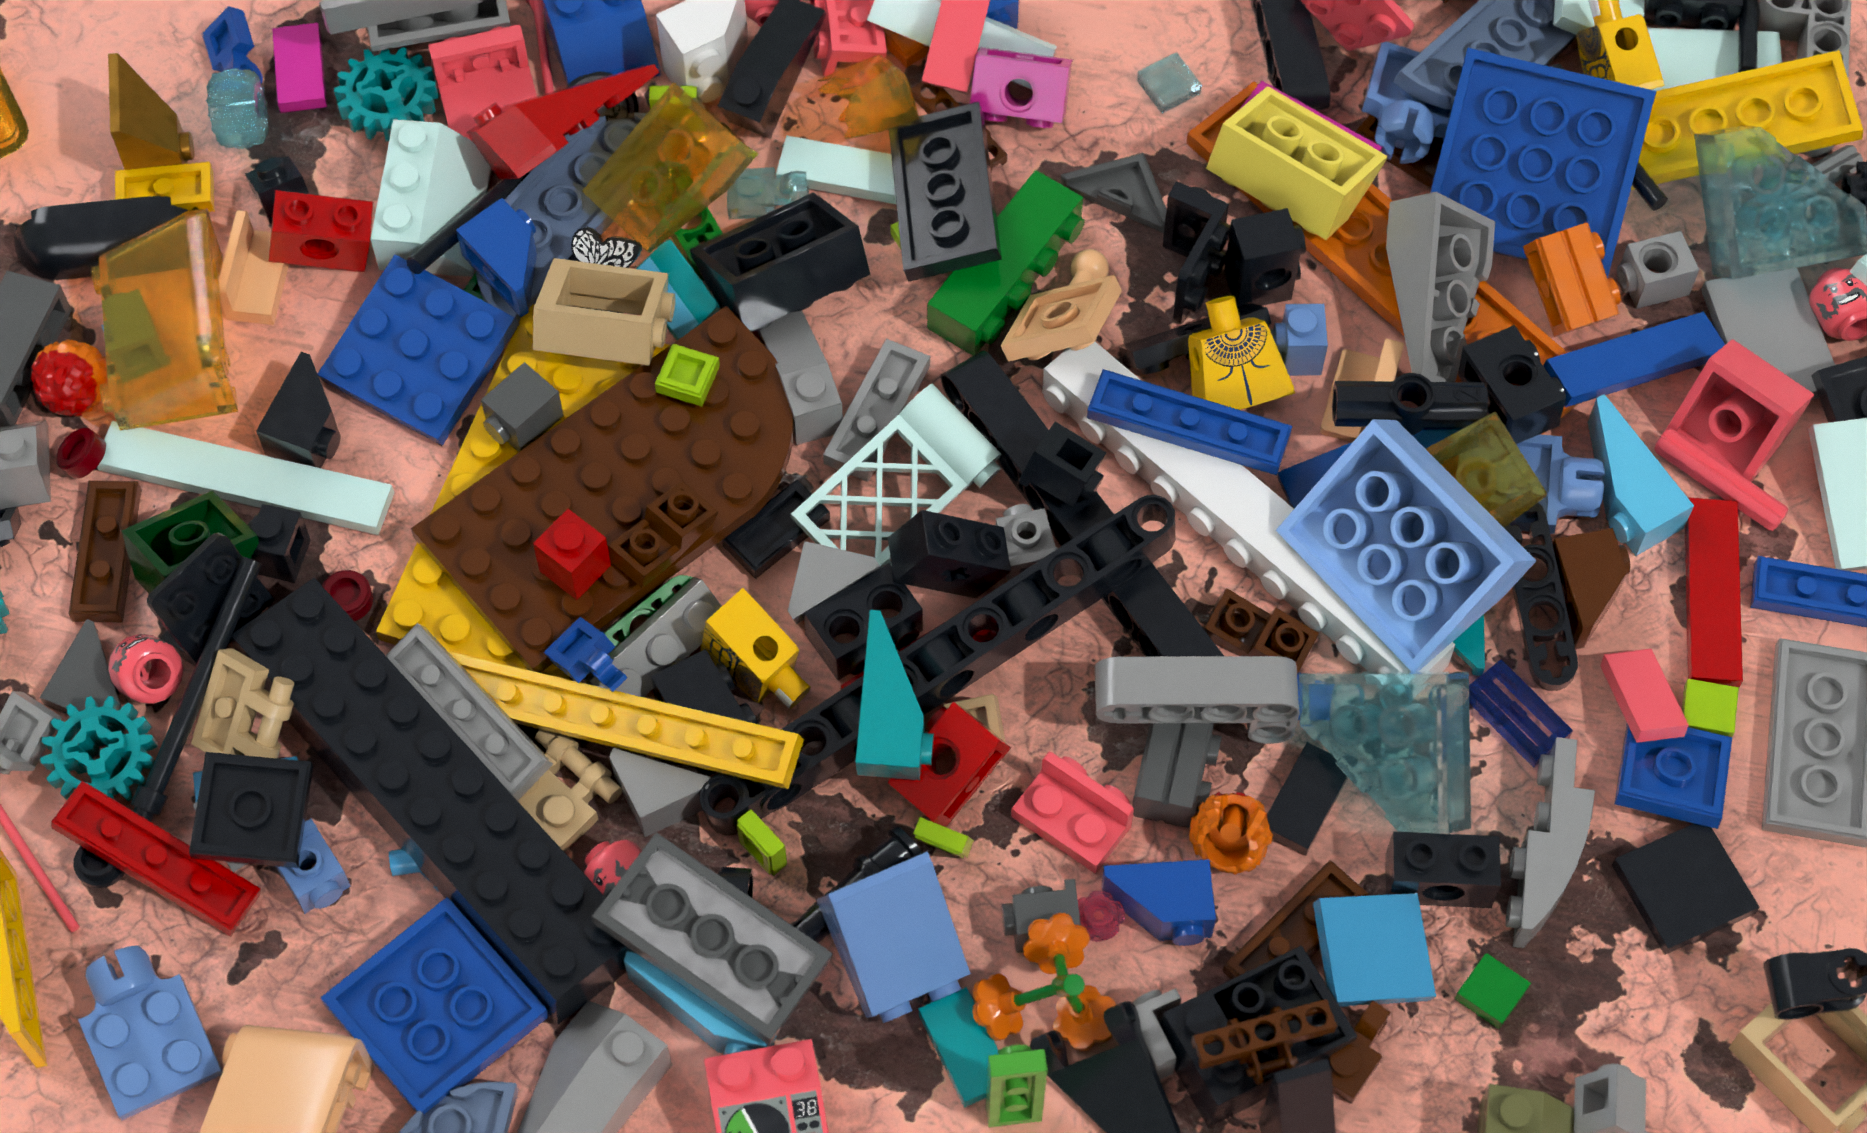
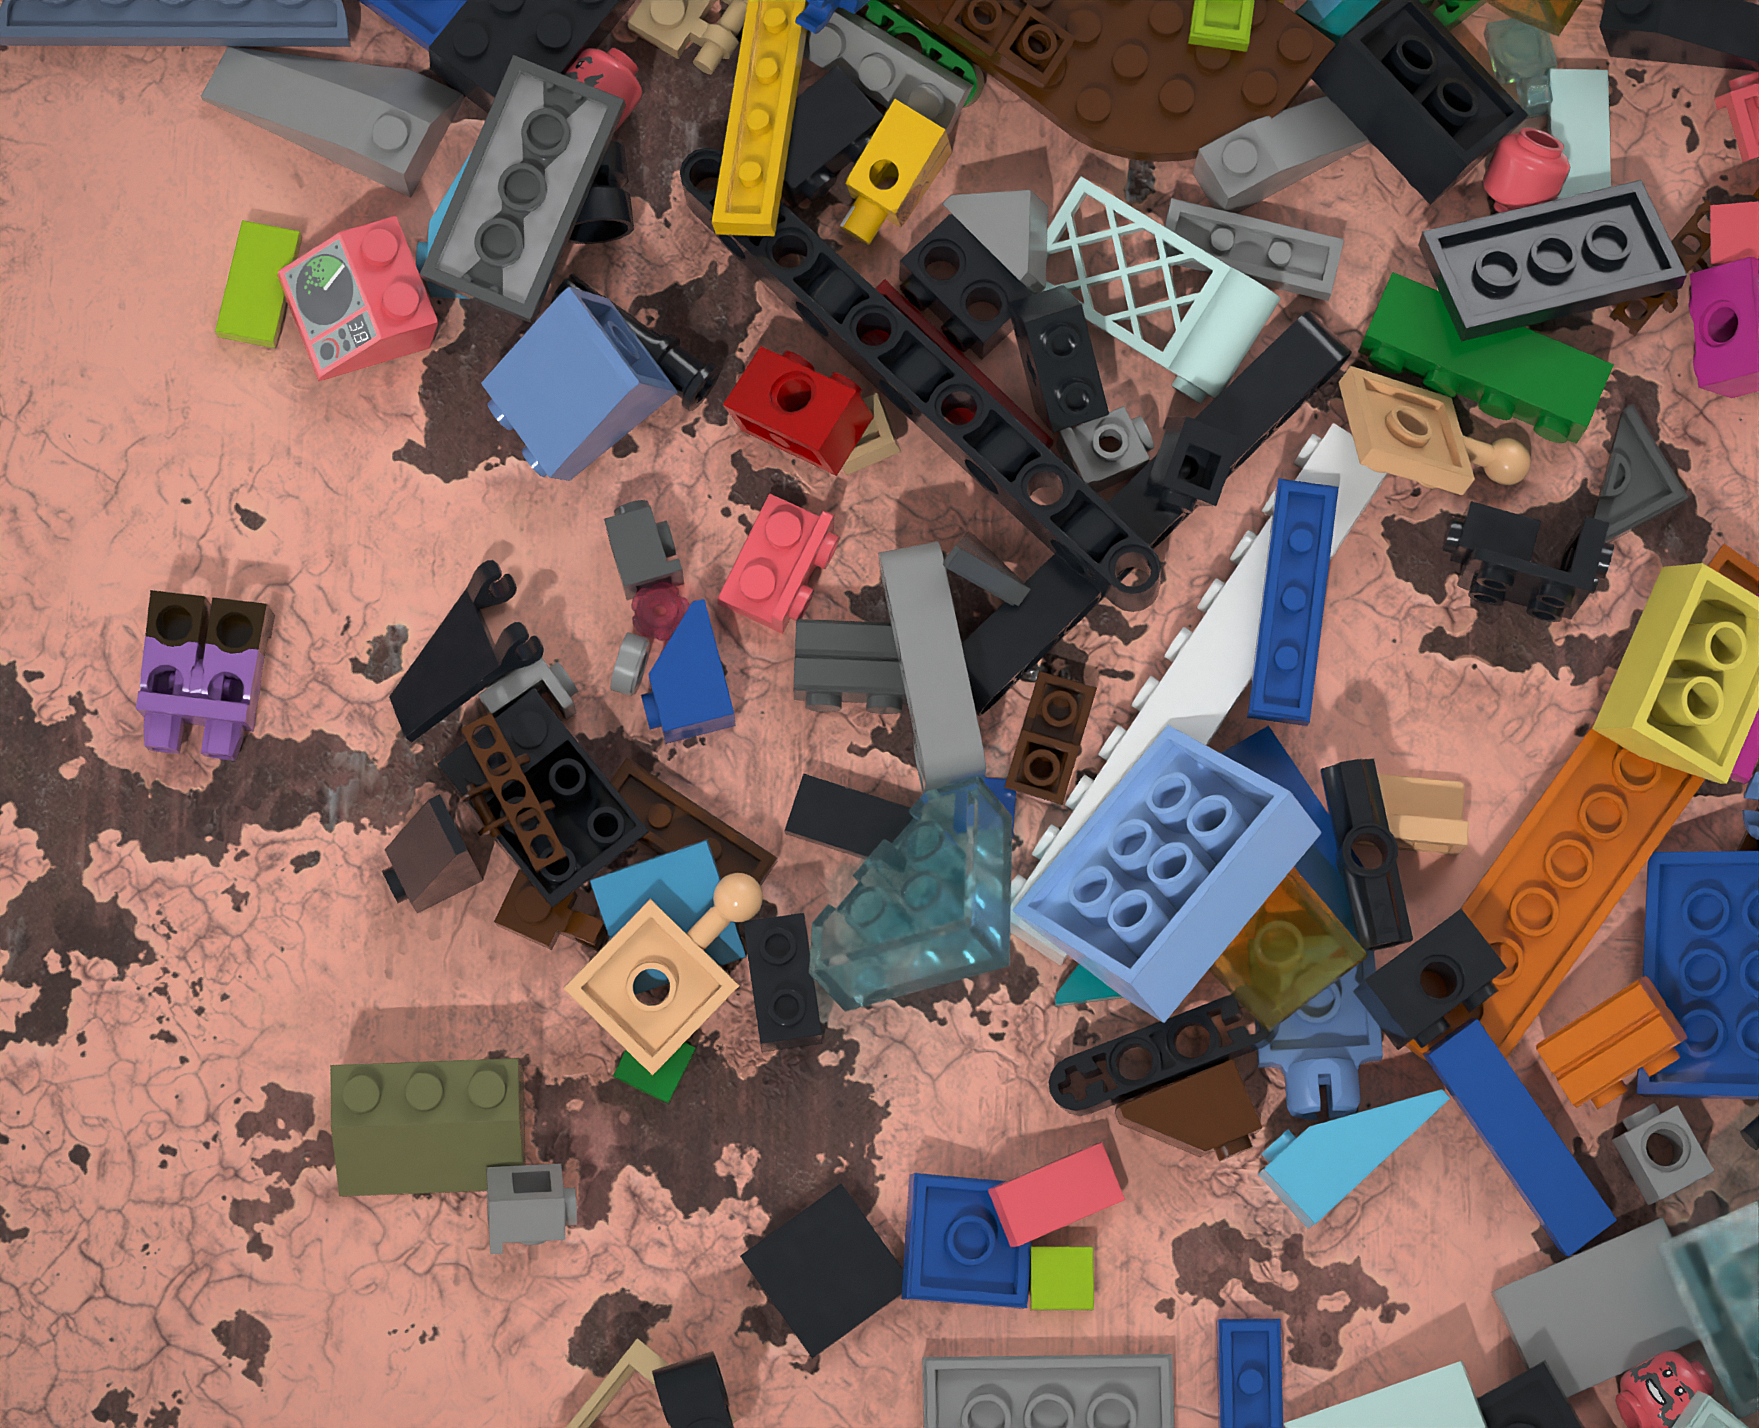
camera: 75 degrees right, 15 degrees up
(656, 790) = (703, 99): light grey slope -> none
(761, 843) = (672, 230): lime tile -> none
(772, 531) = (1058, 161): black tile -> none
(864, 199) = (1526, 170): none -> coral head
(876, 96) = (1676, 157): clear yellow piece -> none
(890, 720) = (821, 320): teal slope -> none
(943, 838) = (713, 426): lime tile -> none
(960, 1043) = (481, 496): teal tile -> none
(1015, 1086) = (415, 539): bright green plate -> none
(1080, 1009) = (533, 524): orange plant -> none
(1114, 644) = (983, 568): none -> dark grey tile
(1143, 945) = (630, 664): none -> light grey tile
(1153, 352) = (1432, 600): black tile -> none
(1154, 285) = (1491, 530): none -> black brick
(1231, 832) = (778, 736): orange piece -> none
(1236, 359) = (1394, 648): yellow torso -> none
(1263, 258) = (1548, 658): black brick -> none
(1302, 338) = (1453, 724): medium blue brick -> none
(1436, 264) = (1571, 869): light grey wedge -> none
(1437, 932) = (657, 942): none -> light nougat plate
(1504, 725) = (978, 1092): clear blue tile -> none
(1553, 847) = (814, 1104): light grey slope -> none
(1713, 592) = (1222, 1269): red tile -> none
(1721, 479) = (1380, 1265): coral axle -> none
(1740, 409) = (1470, 1272): coral slope -> none

